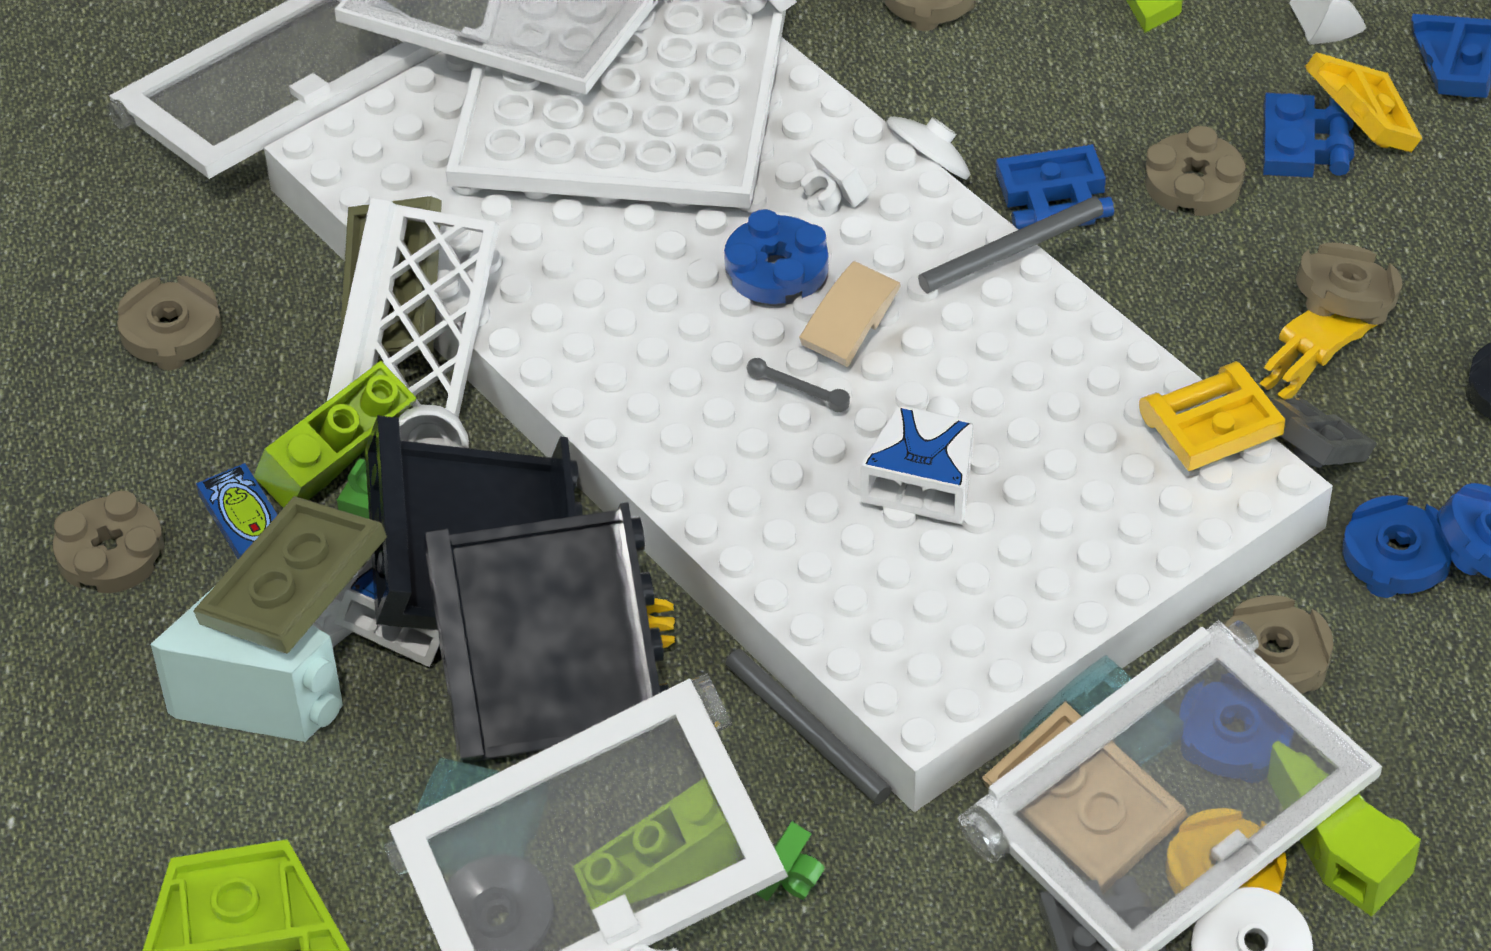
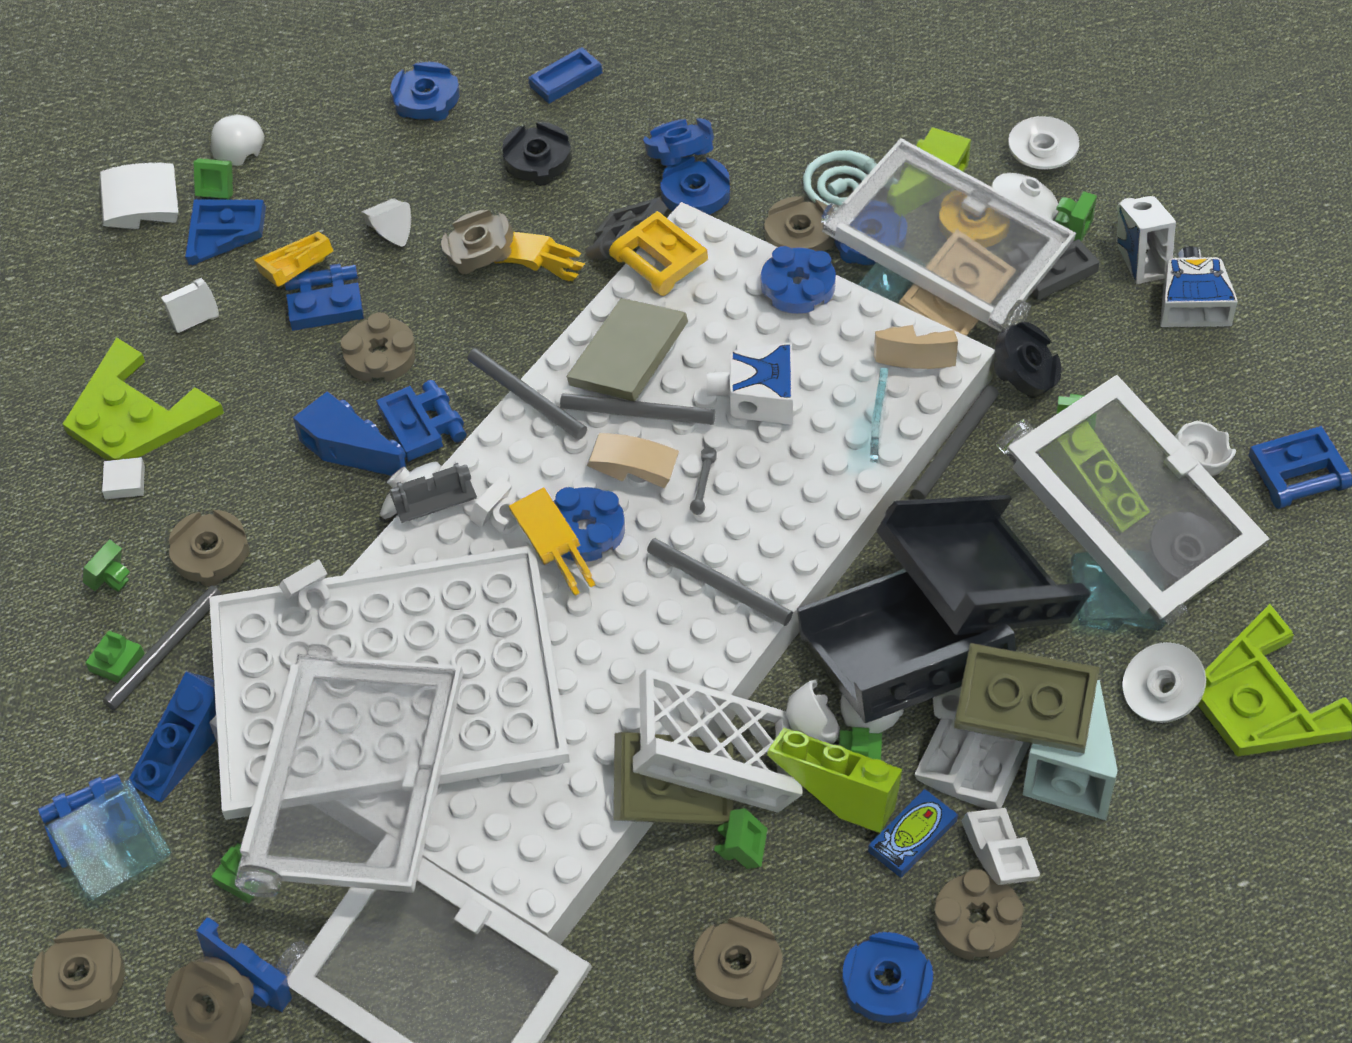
camera: 105 degrees left, 5 degrees up
(83, 461) = (882, 1002): none -> blue plate
(165, 579) = (998, 848): none -> white slope
(304, 811) = (1155, 668): none -> white dish
(307, 353) = (744, 839): none -> bright green tile
(632, 364) = (720, 581): none -> dark grey bar
(745, 204) = (550, 534): none -> yellow arm
(804, 555) = (879, 415): none -> clear light blue piece
(872, 842) = (1026, 359): none -> black plate
(878, 127) = (434, 494): none -> dark grey hinge
(924, 644) = (904, 349): none -> tan slope
(944, 340) = (637, 408): none -> dark grey bar
(1042, 346) = (627, 349): none -> tile
(1045, 113) = (345, 439): none -> blue slope
(1119, 534) = (798, 262): none -> blue plate
(1359, 726) = (840, 185): none -> light aqua piece
(1422, 200) = (390, 220): none -> white tile

